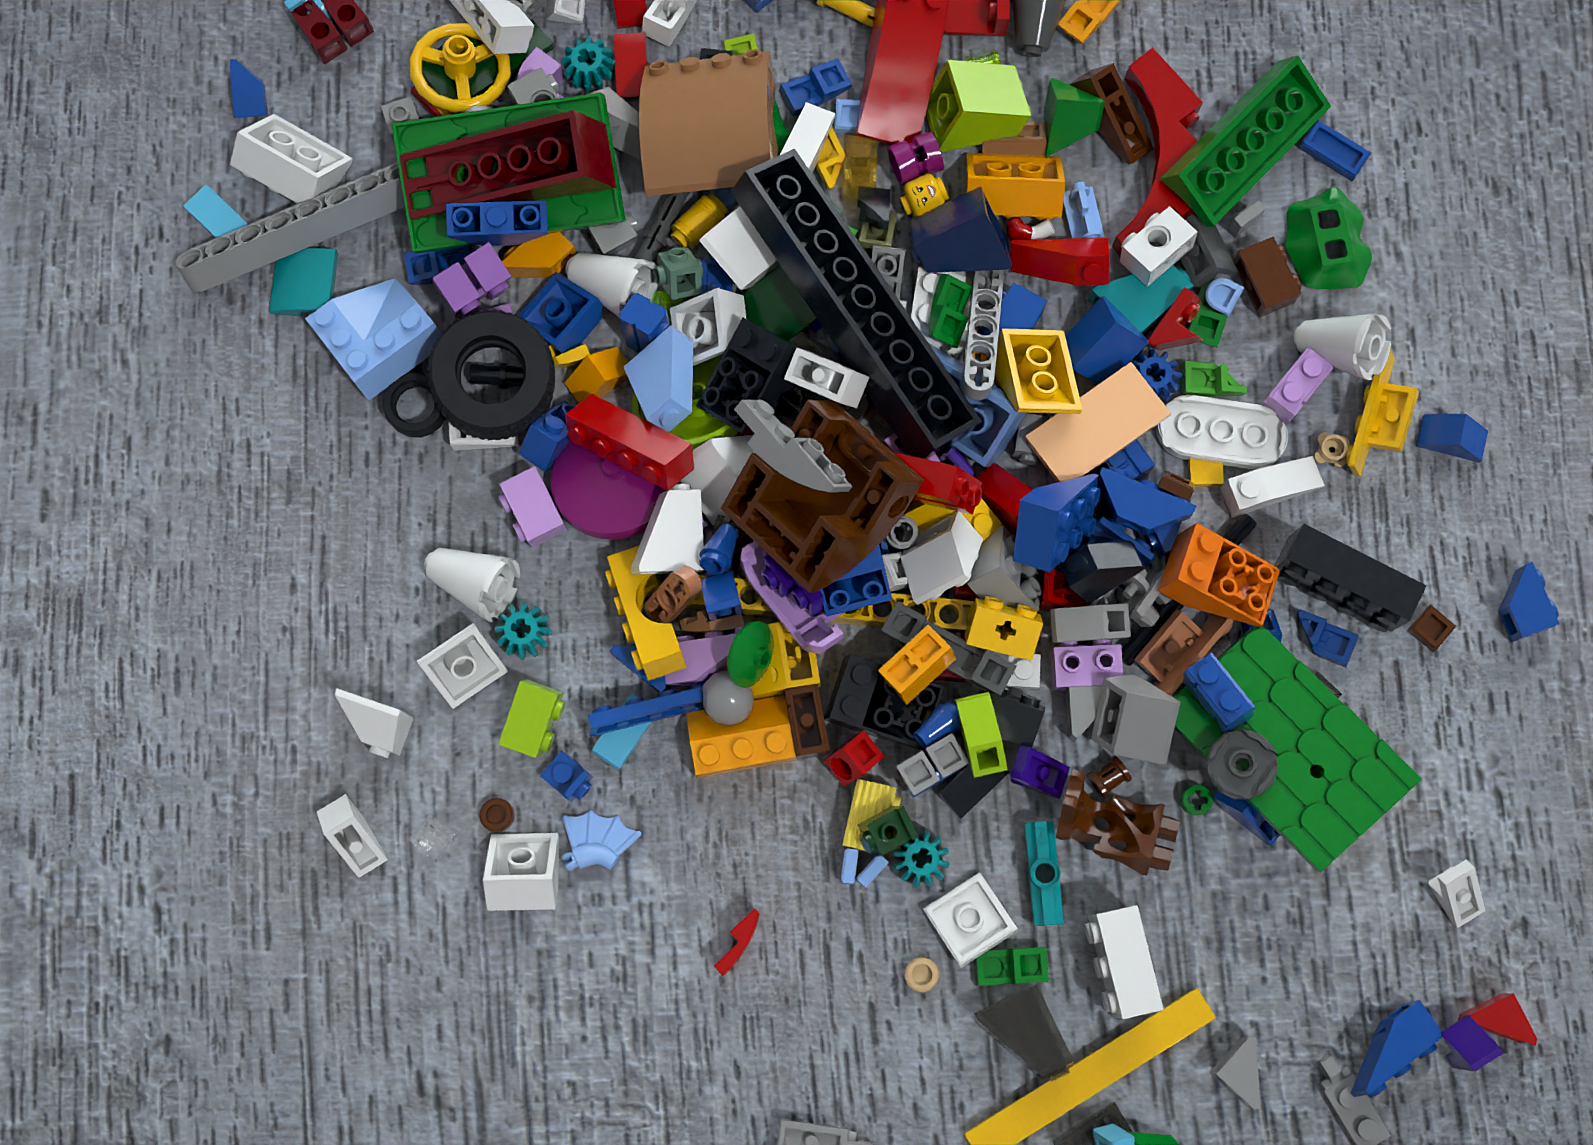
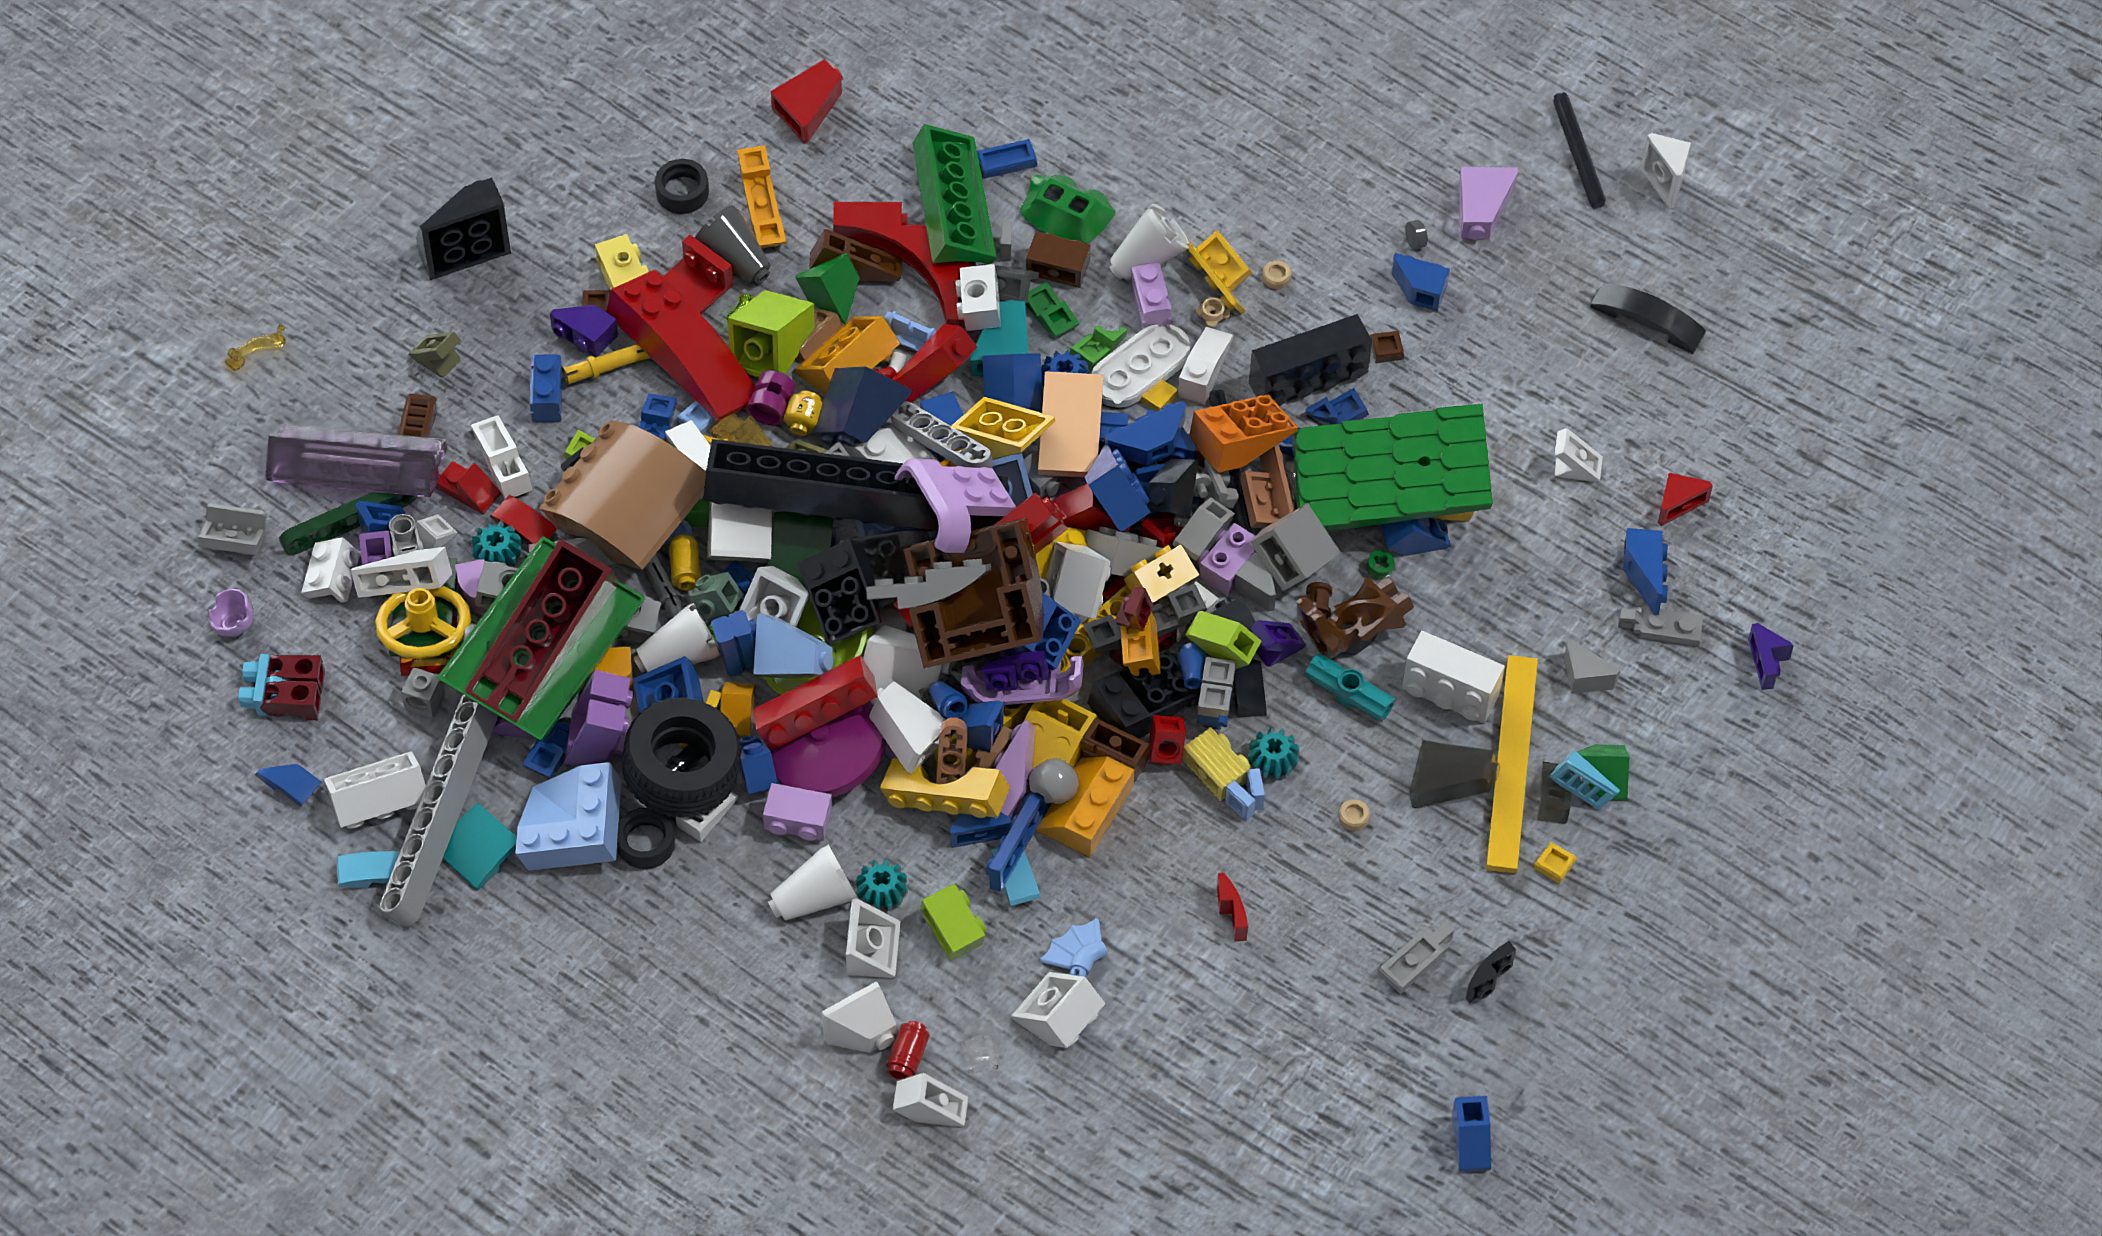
camera: 55 degrees left, 20 degrees down
(386, 777) = (907, 1050): none -> red head
(497, 222) = (578, 661): blue slope -> none
(497, 815) = (1000, 1001): reddish brown tile -> none
(567, 777) = (1015, 935): blue bracket -> none
(750, 654) = (1041, 732): green dish -> none
(826, 378) = (891, 538): white brick -> none
(873, 829) = (1237, 746): dark green brick -> none
(874, 205) = (788, 439): black slope -> none
(902, 399) = (955, 496): none -> lavender piece
(929, 642) = (1135, 609): none -> dark red bracket
(947, 310) = (900, 444): green slope -> none
(970, 920) = (1342, 755): white tile -> none
(1011, 966) = (1396, 755): green slope -> none
(1171, 329) = (1047, 336): red slope -> none
(1176, 485) = (1156, 405): reddish brown tile -> none
(1218, 693) = (1322, 479): blue brick -> none
(1222, 295) = (1046, 292): light blue tile -> none
(1248, 747) = (1380, 486): dark grey plate -> none
(1421, 473) = (1276, 275): none -> tan tile
(1453, 435) = (1267, 238): blue slope -> none
(1469, 1045) = (1681, 520): dark purple slope -> none
(1574, 562) = (1416, 234): none -> dark grey tile

